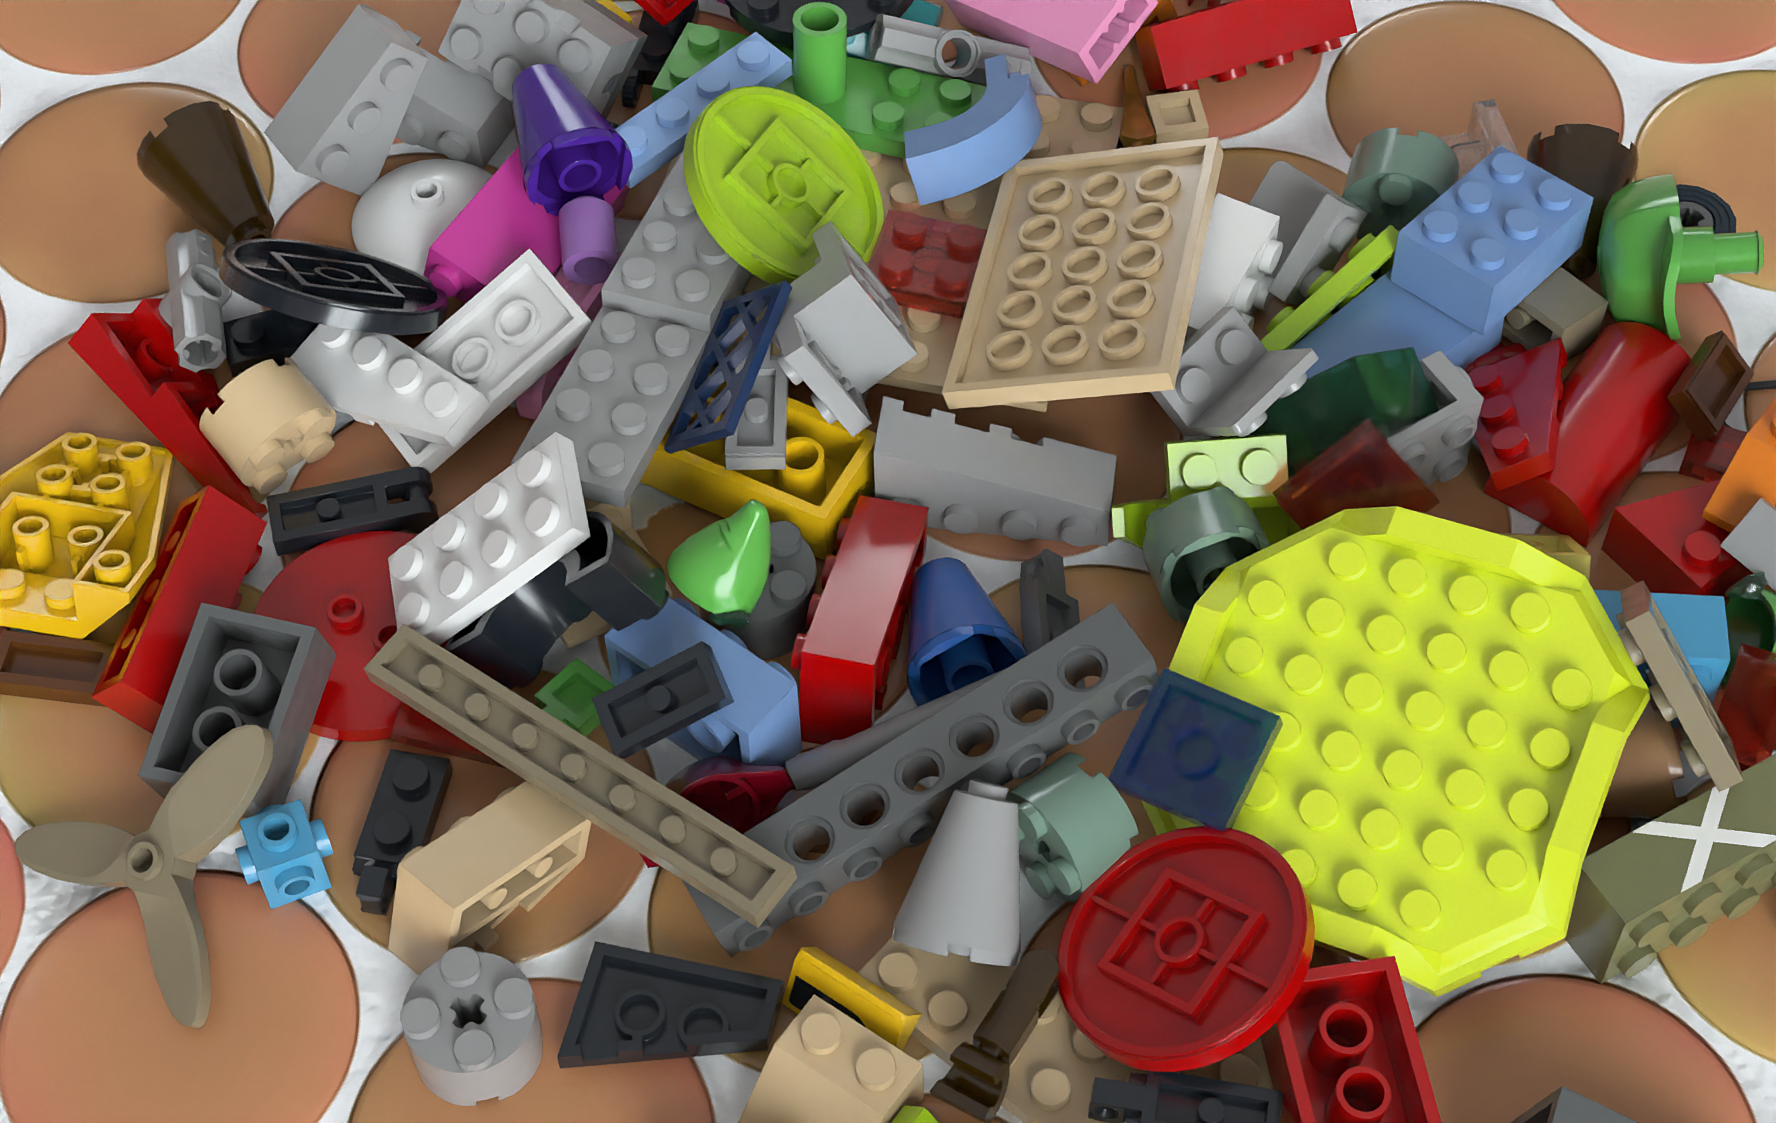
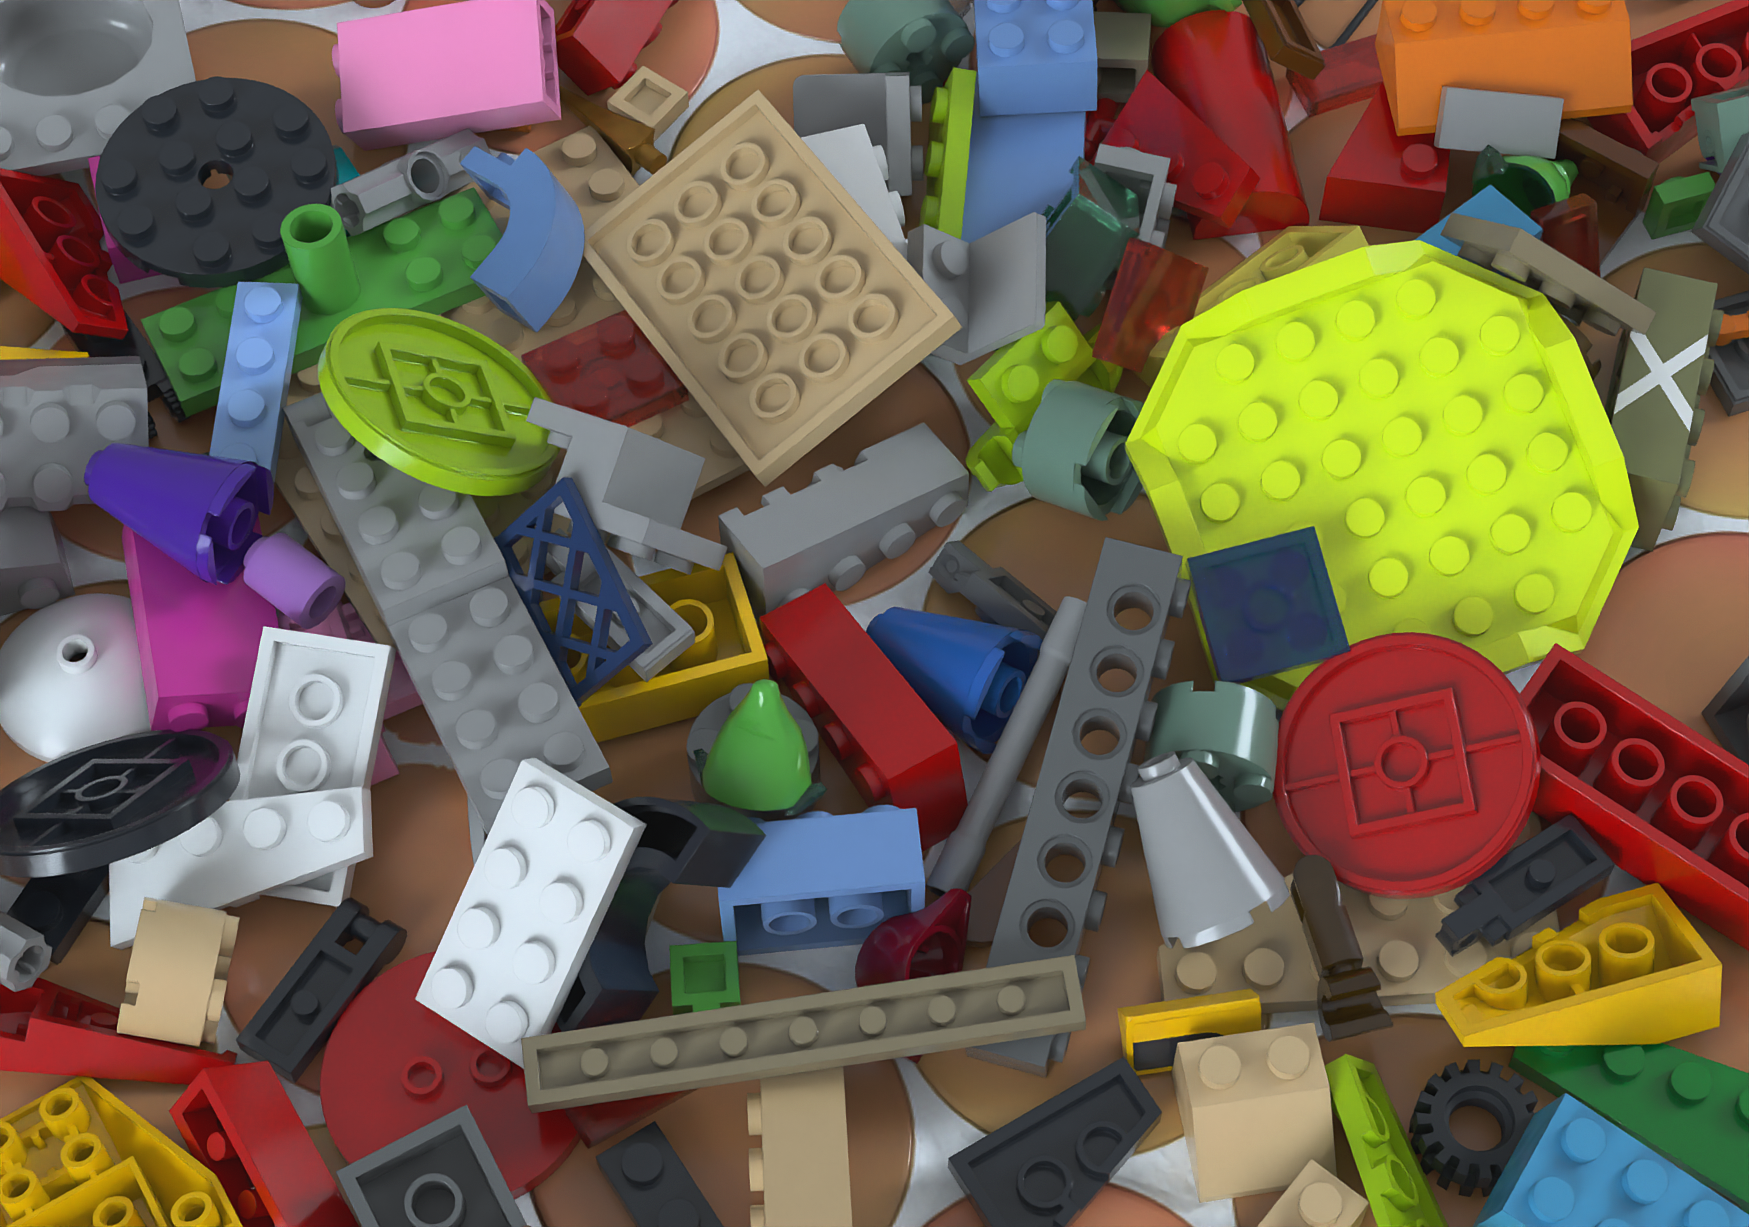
camera: 45 degrees left, 5 degrees up
(662, 700) = (835, 912): black plate -> none

